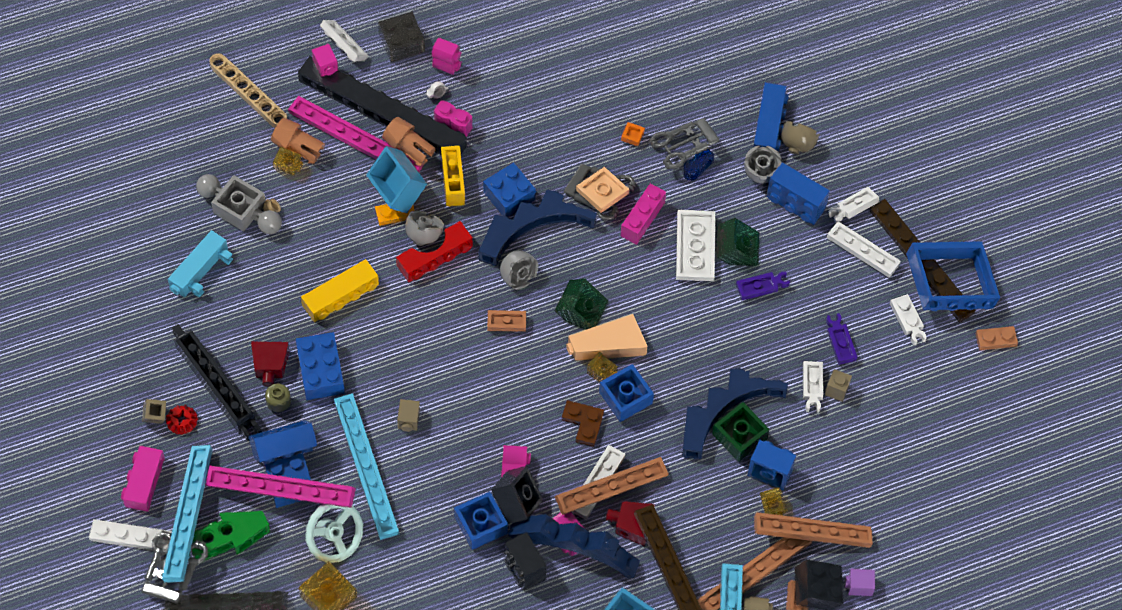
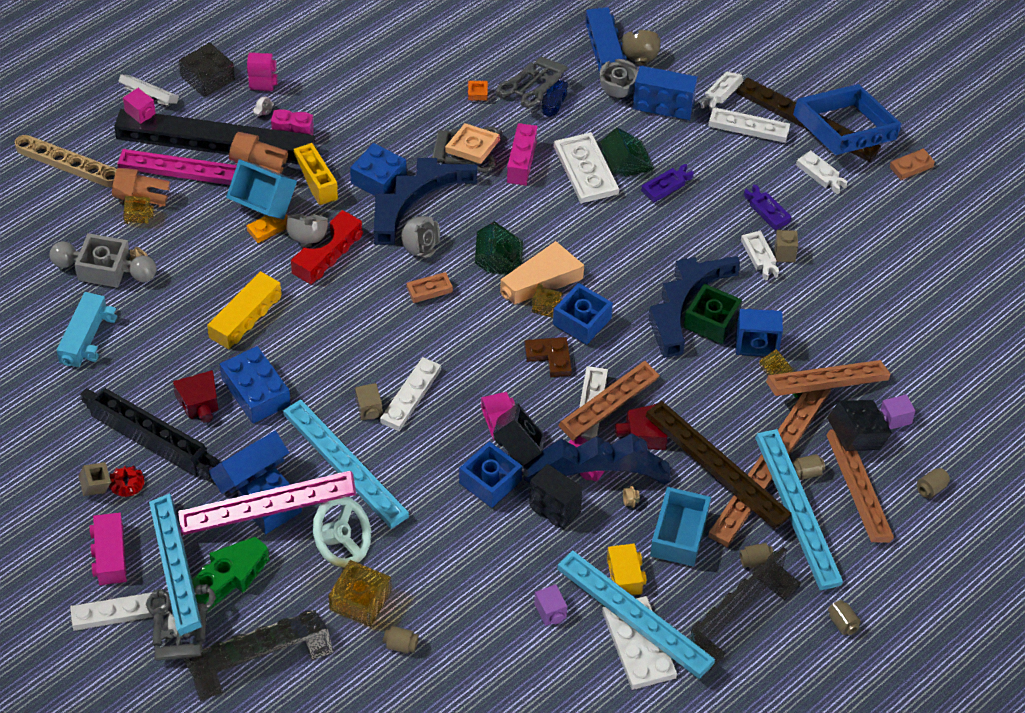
camera: 20 degrees left, 10 degrees down
(278, 397) = (223, 426): olive head -> none
(449, 418) = (410, 394): none -> white plate
(593, 581) = (631, 496): none -> tan plate

